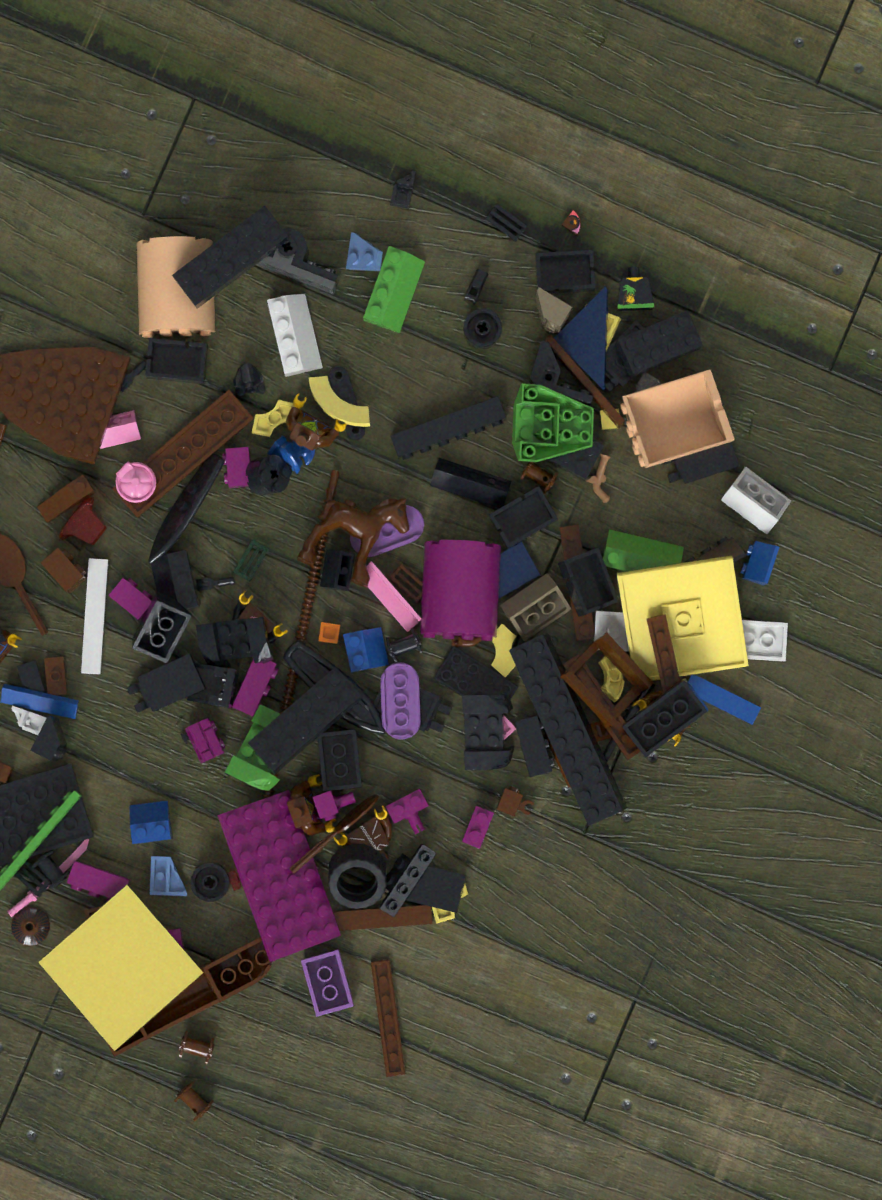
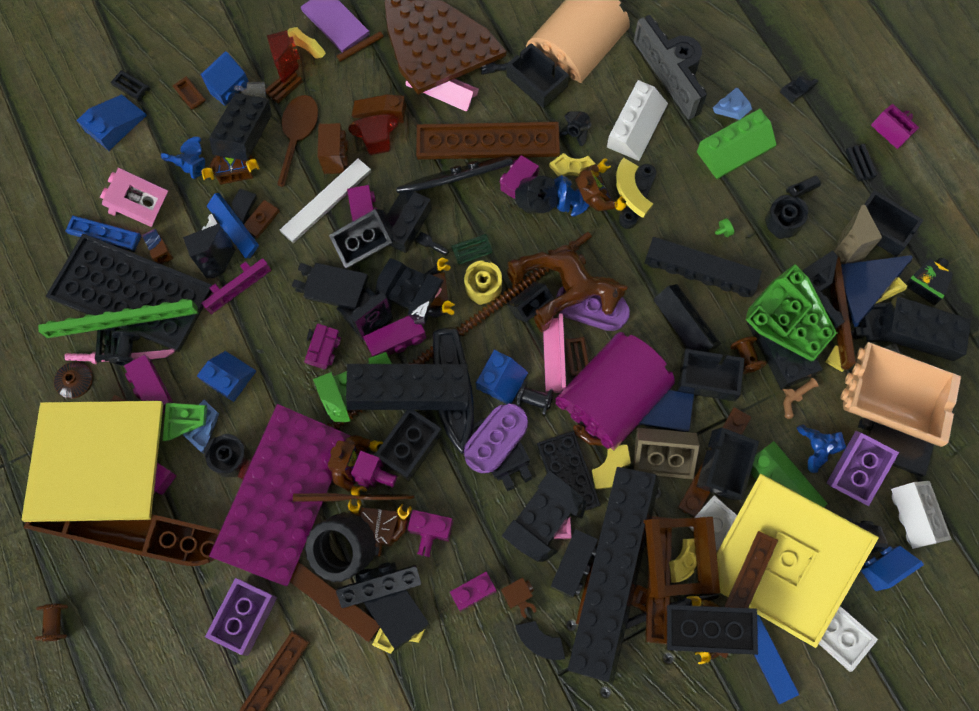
camera: 45 degrees right, 15 degrees down
(87, 765) = (236, 286): none -> magenta hinge
(135, 482) = (436, 127): bright pink piece -> none
(151, 883) = (183, 419): none -> bright green wing
(196, 1047) = (95, 579): reddish brown hose -> none
(230, 257) = (637, 23): black brick -> none
(281, 574) = (492, 282): none -> light yellow brick
(329, 633) = (484, 344): orange plate -> none
(440, 377) = (725, 227): none -> bright green tile
(510, 168) = (895, 125): none -> magenta brick
(553, 822) = (540, 643): none -> black tile
(573, 222) = (914, 198): reddish brown tile -> none
(645, 506) = (822, 445): none -> blue animal
(688, 503) = (862, 468): none -> medium lavender brick

